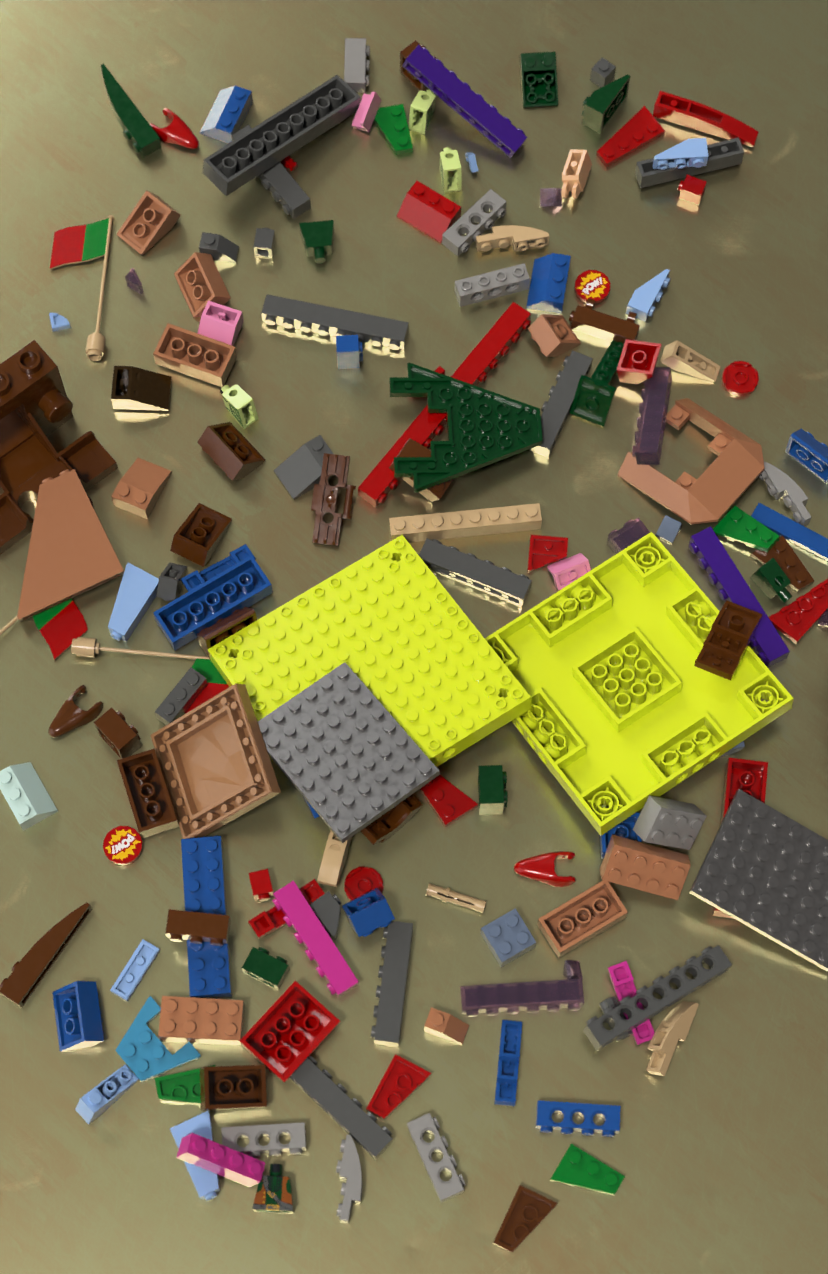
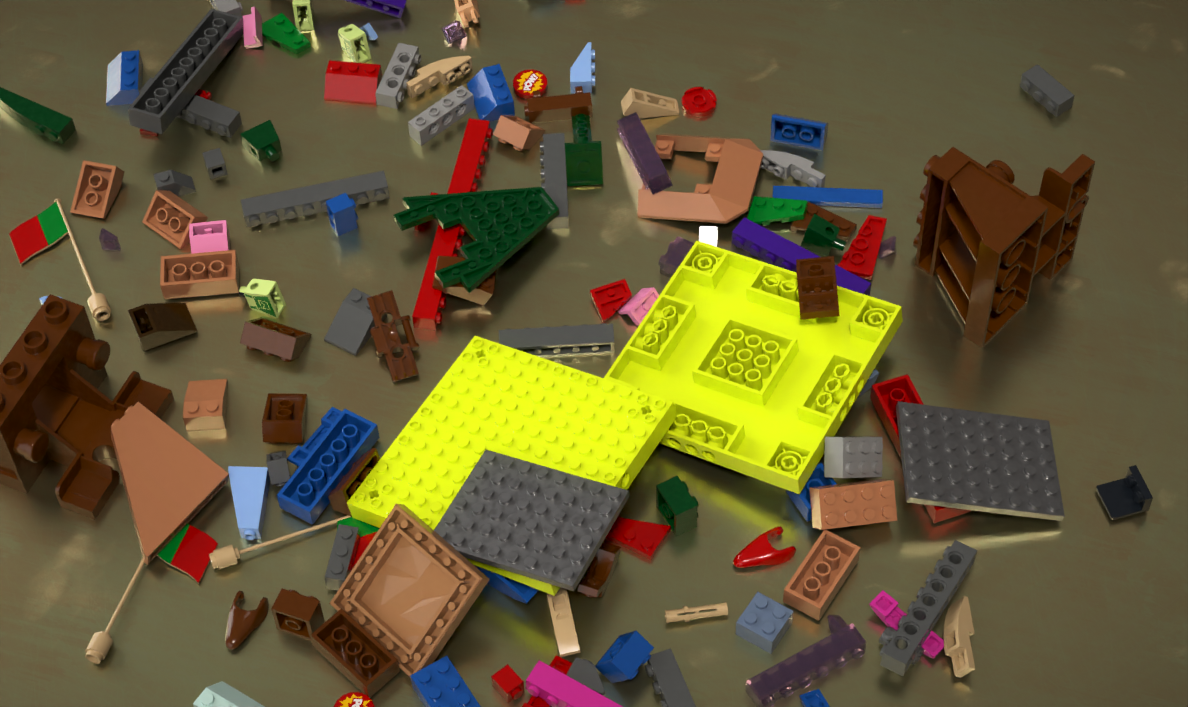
camera: 25 degrees left, 15 degrees down
(176, 132) = (84, 110): red animal -> none
(361, 881) = (599, 639): red tile -> none
(467, 523) = (528, 304): tan brick -> none
(637, 361) = (606, 118): red slope -> none

